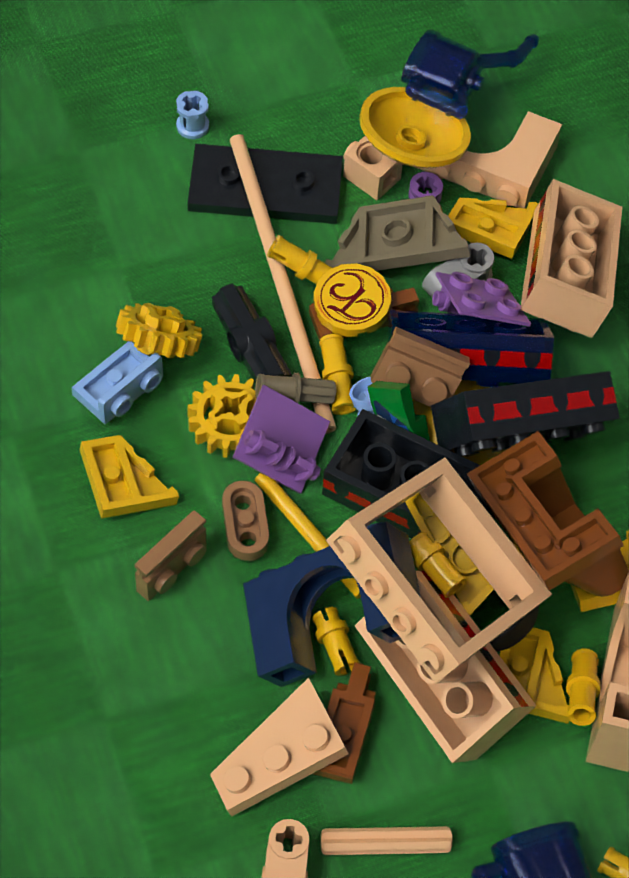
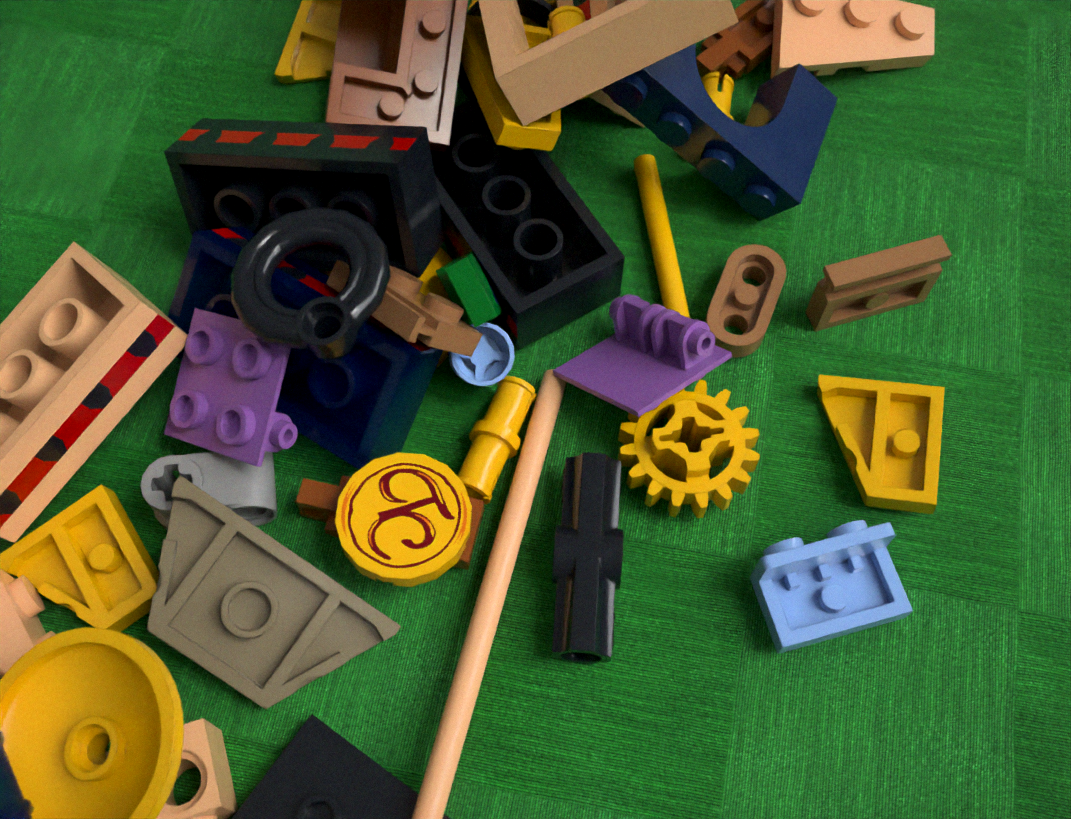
camera: 145 degrees left, 5 degrees up
(159, 330) = (703, 630): yellow gear -> none
(299, 388) = (582, 418): dark tan axle -> none
(302, 262) = (433, 632): yellow pin -> none
(470, 303) = (306, 327): none -> black piece

